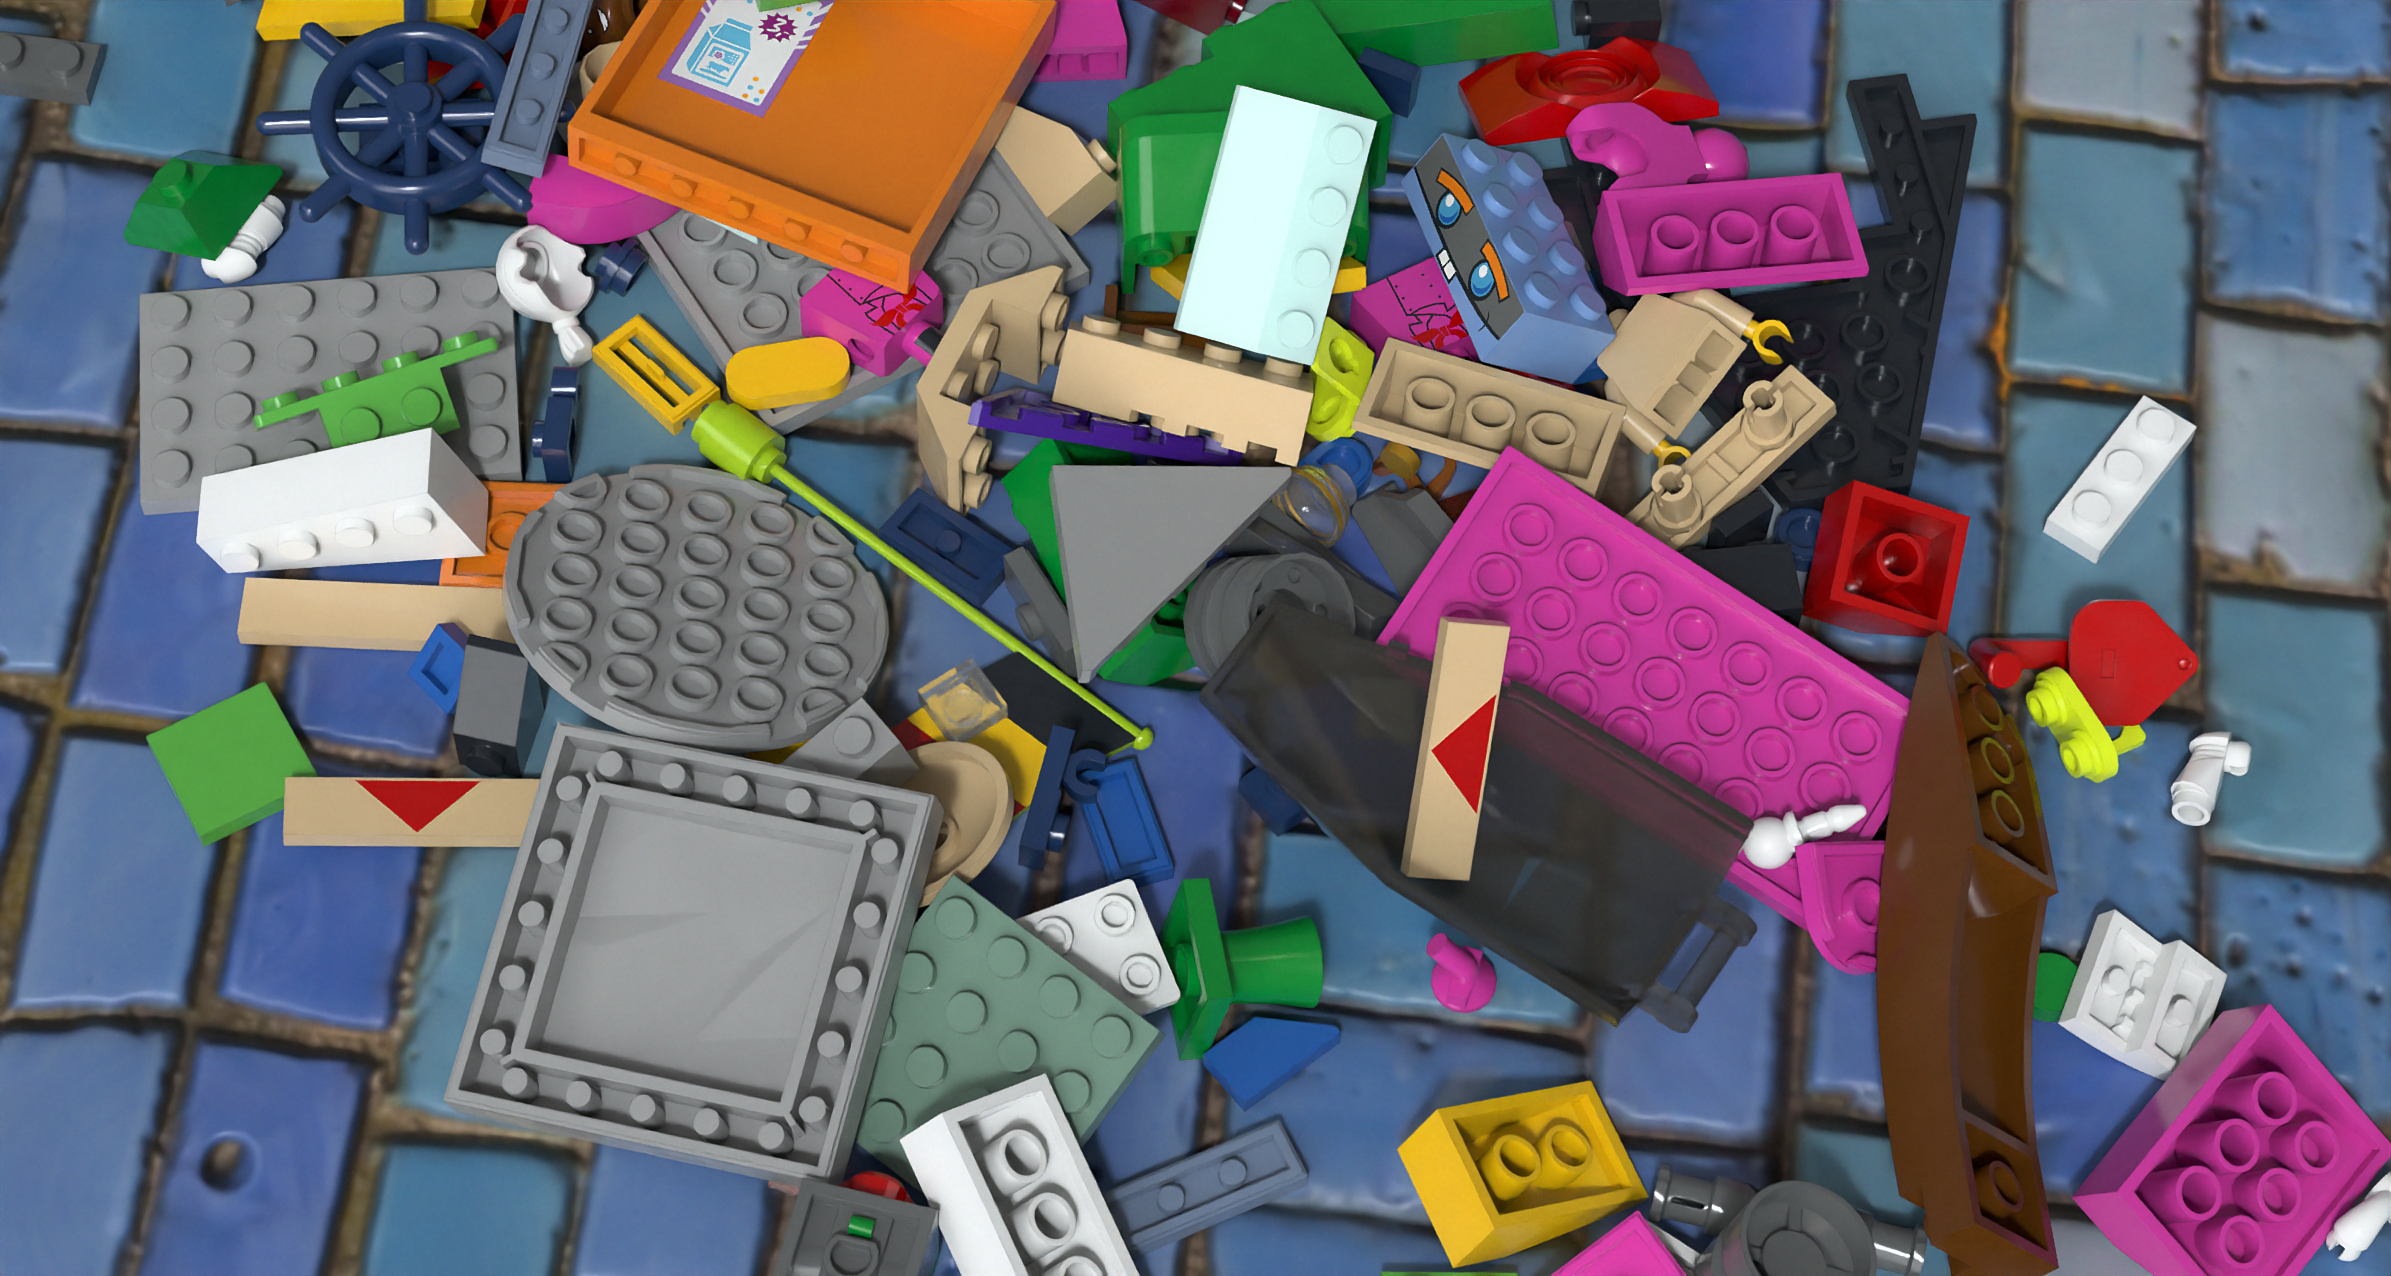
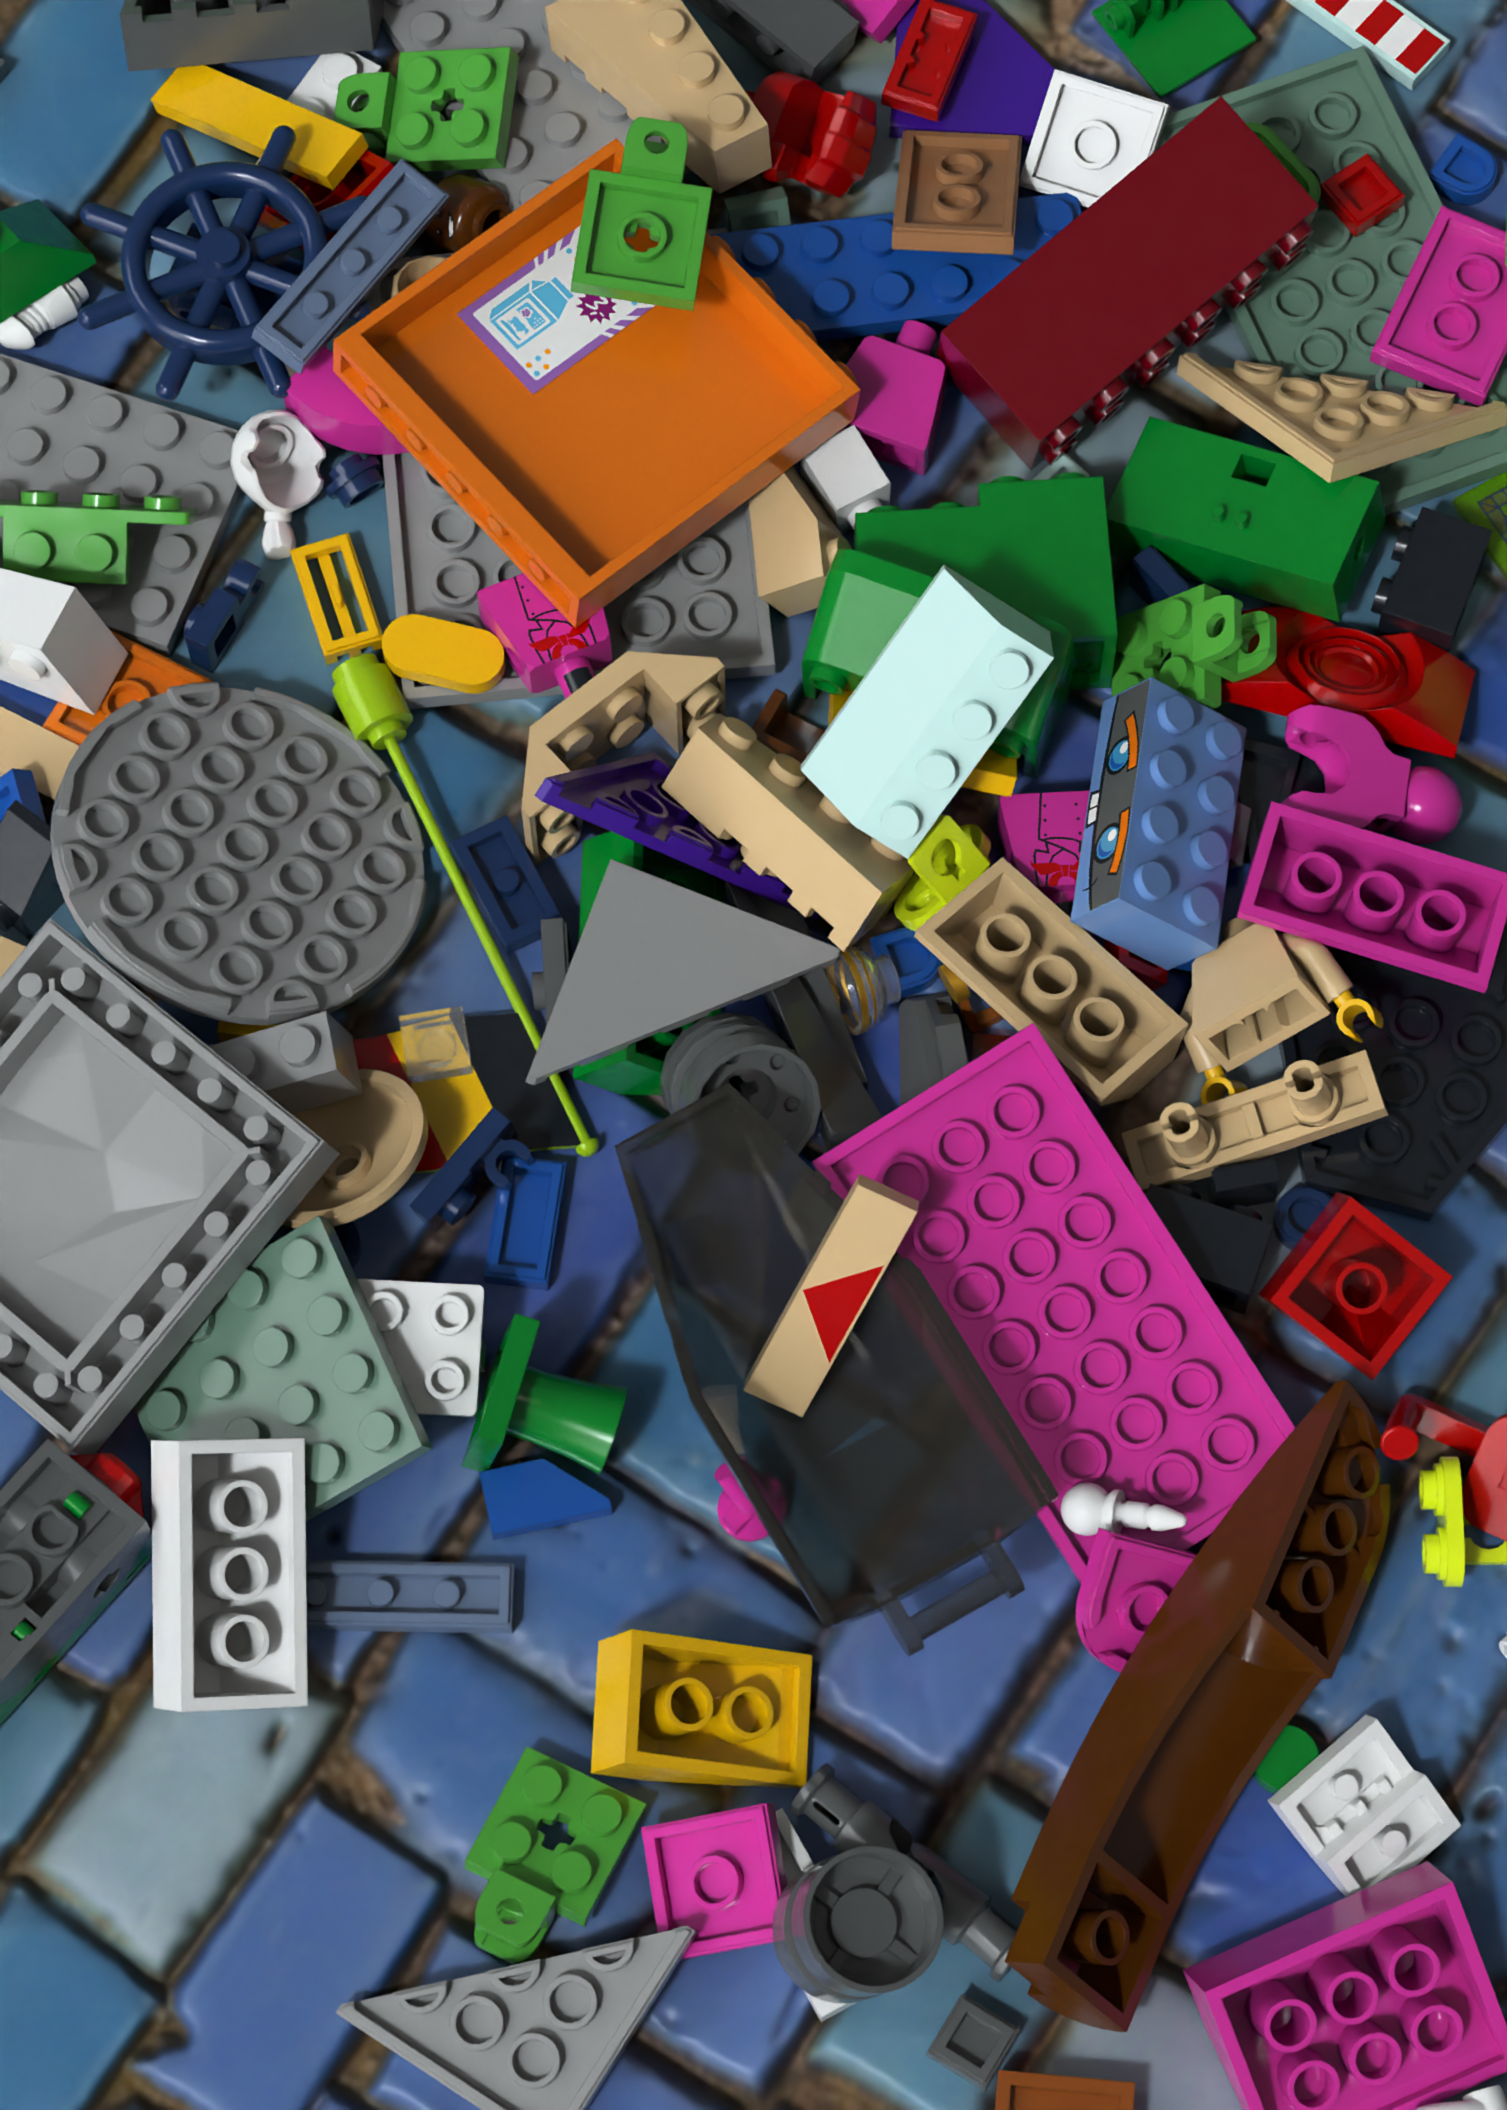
camera: 30 degrees right, 10 degrees up
(1069, 95) = (845, 478): none -> white brick
(1458, 98) = (1205, 642): none -> bright green plate

